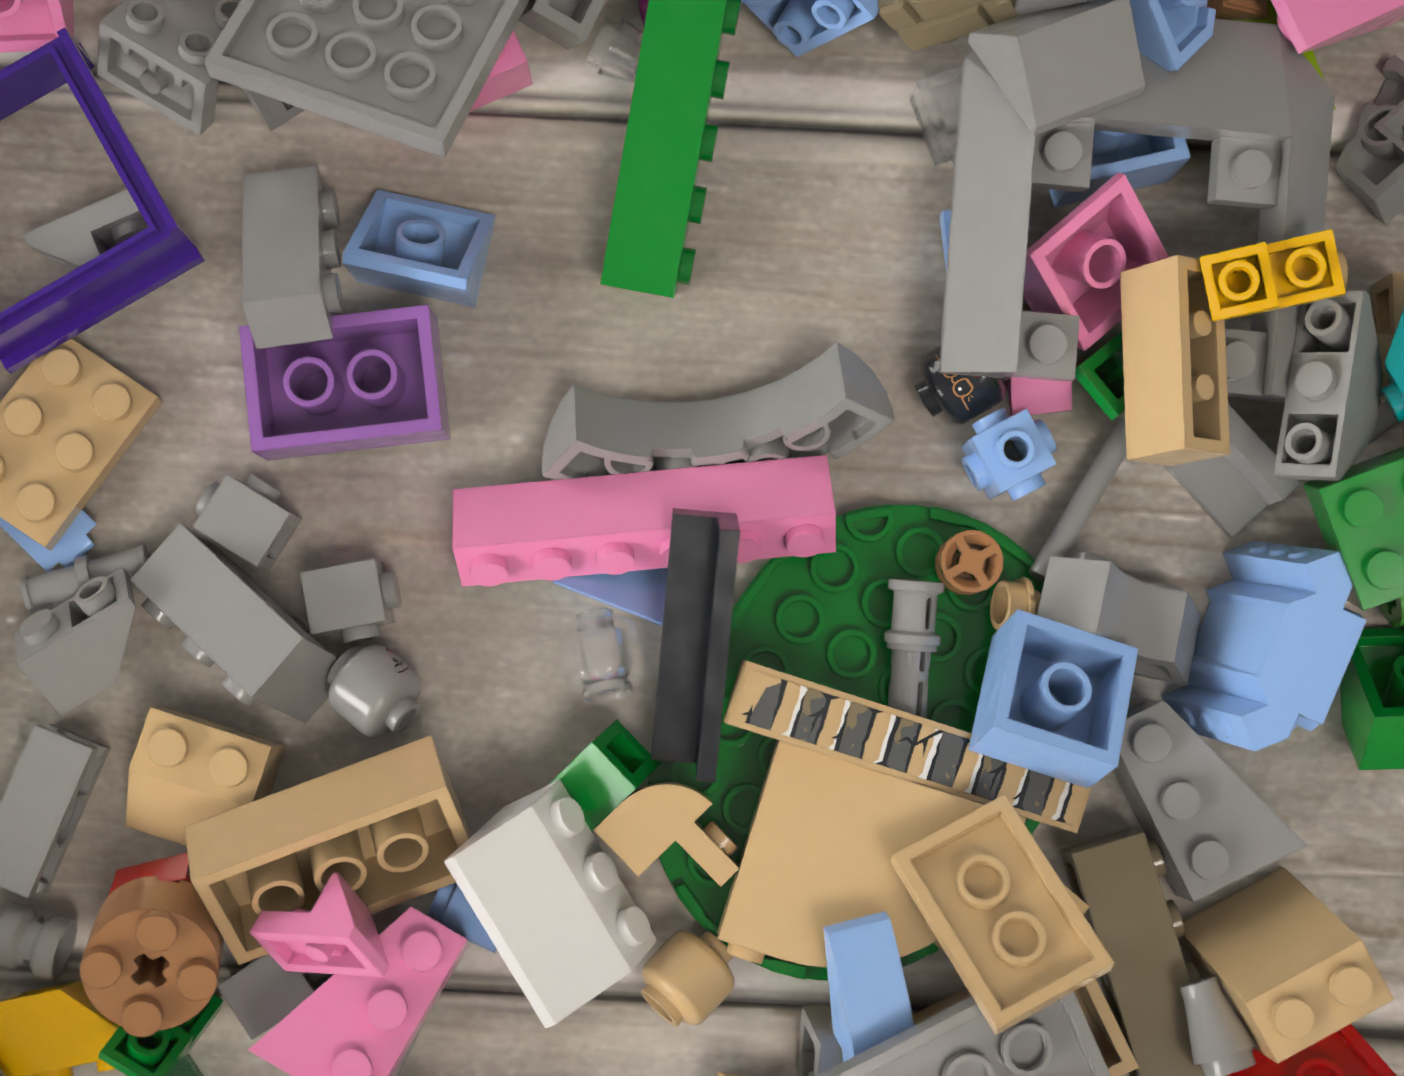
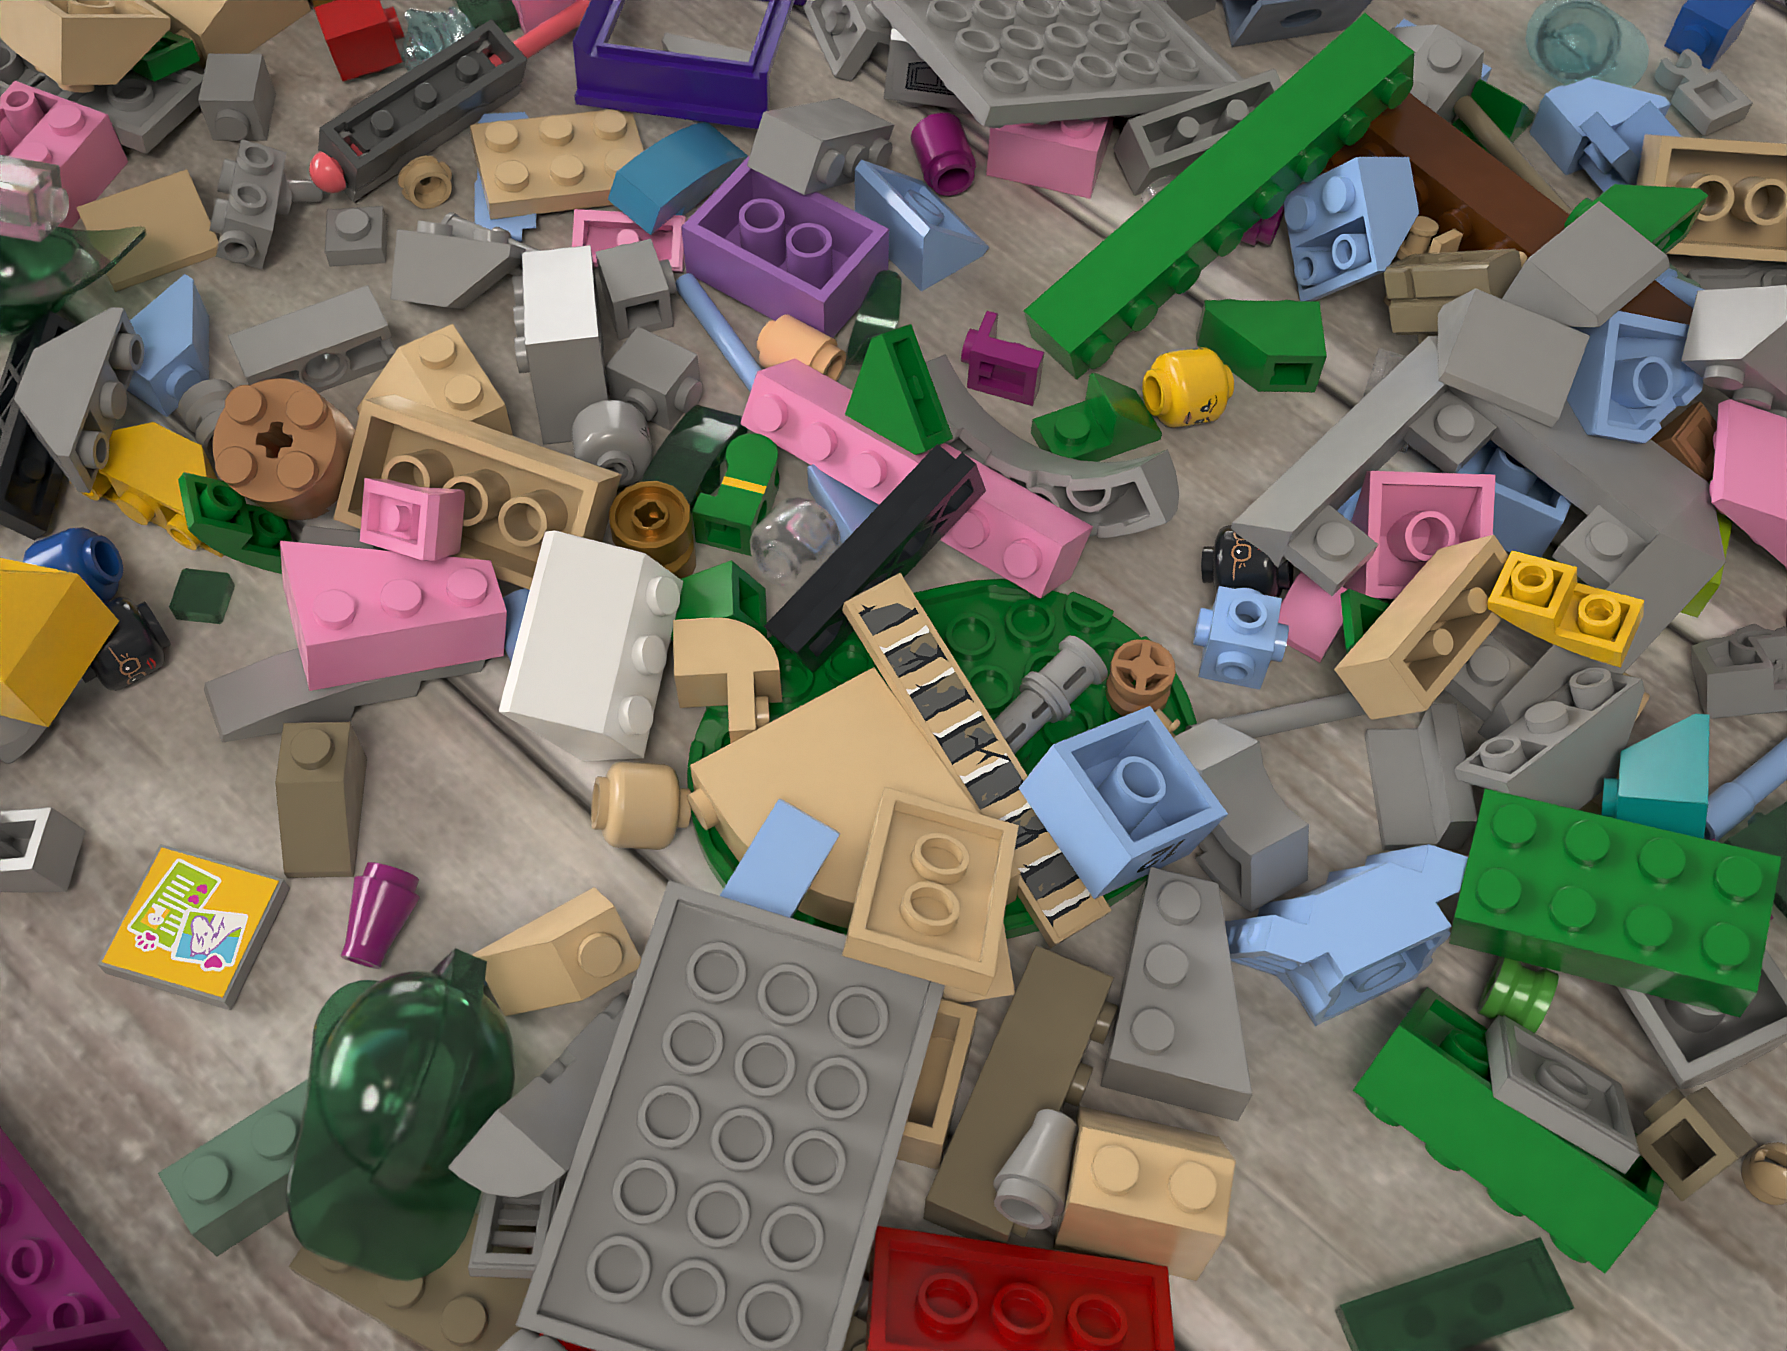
camera: 45 degrees right, 25 degrees down
(179, 378) = (674, 175): none -> dark azure slope
(180, 469) = (614, 228): none -> bright pink slope
(361, 499) = (718, 328): none -> light blue bar
(377, 159) = (944, 153): none -> magenta brick
(439, 467) = (792, 339): none -> light nougat brick
(448, 646) = (694, 452): none -> clear green slope
(481, 394) = (876, 315): none -> clear green helmet
(491, 752) = (657, 522): none -> pearl gold wheel
(514, 626) = (743, 497): none -> green leg
(595, 479) = (898, 395): none -> green slope
(622, 343) = (1001, 366): none -> magenta bracket
(736, 334) = (1101, 426): none -> green slope
(783, 238) = (1187, 387): none -> yellow head
(813, 136) = (1266, 342): none -> green slope

